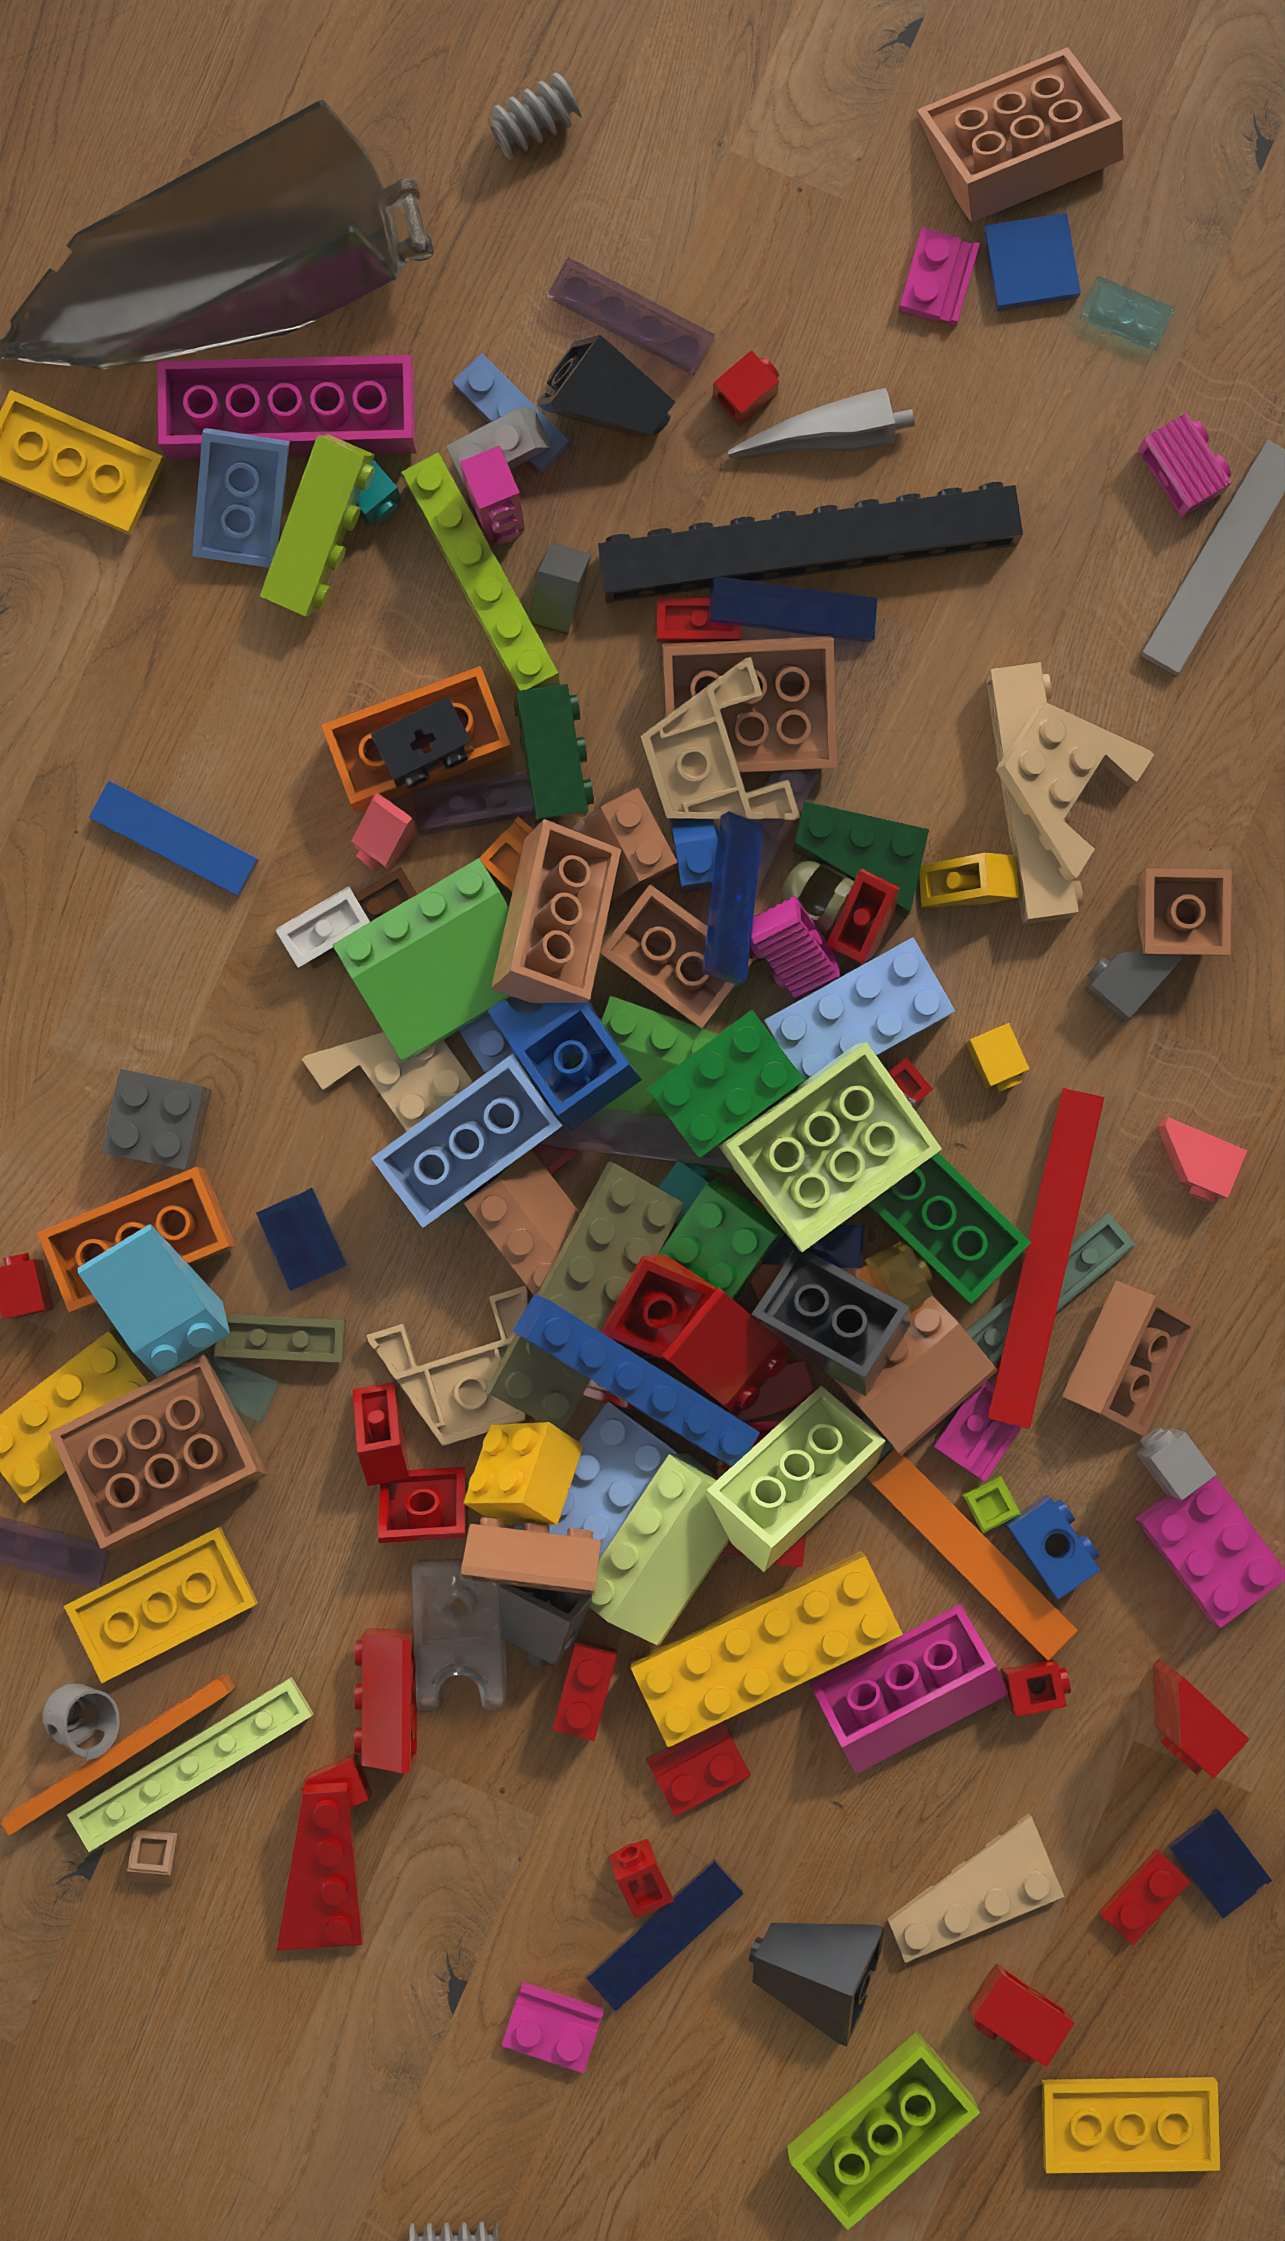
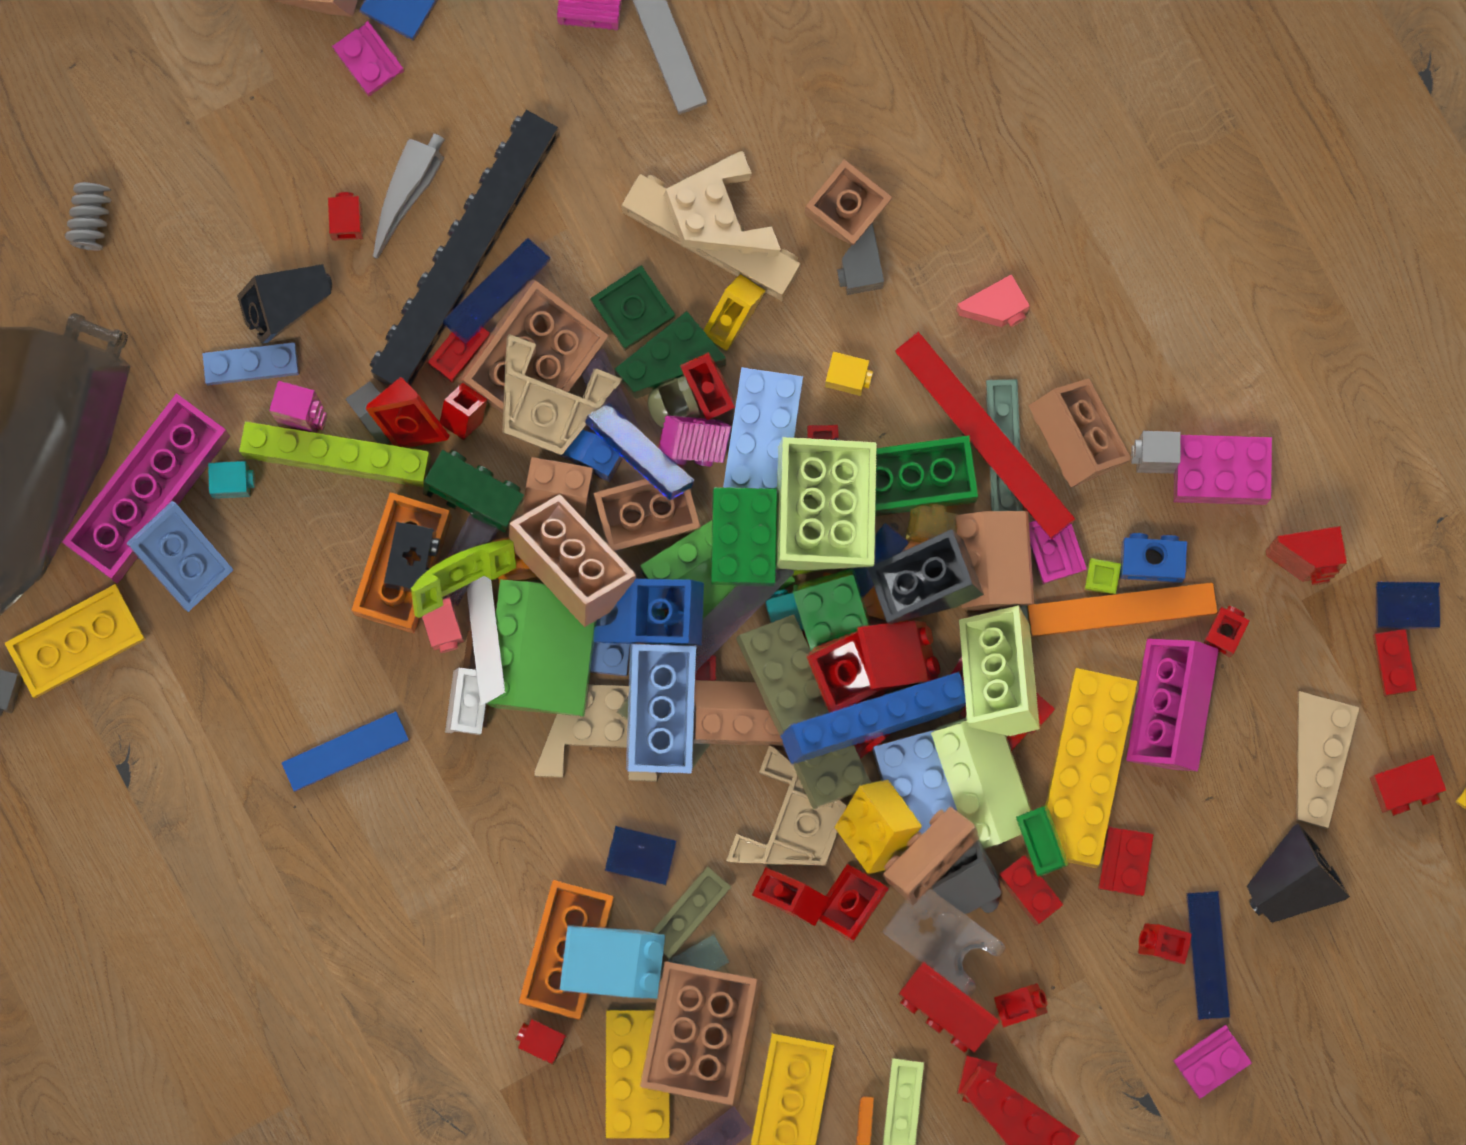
camera: 50 degrees left, 5 degrees down
(156, 1120) = (505, 886): dark grey brick -> none
(318, 525) = (232, 524): lime brick -> none
(403, 891) = (485, 640): none -> white sticker
(448, 804) = (459, 570): none -> lime slope
(454, 1773) = (1021, 1004): none -> red bracket
(516, 433) = (270, 369): light grey brick -> none
(577, 619) = (405, 417): none -> red slope
(631, 316) = (250, 251): plate -> none
(632, 676) = (463, 411): none -> red brick
(645, 1666) = (1042, 841): none -> green tile
(781, 1392) = (945, 645): red tile -> none
(882, 2130) = (1412, 912): lime brick -> none
(889, 770) = (633, 307): none -> dark green plate

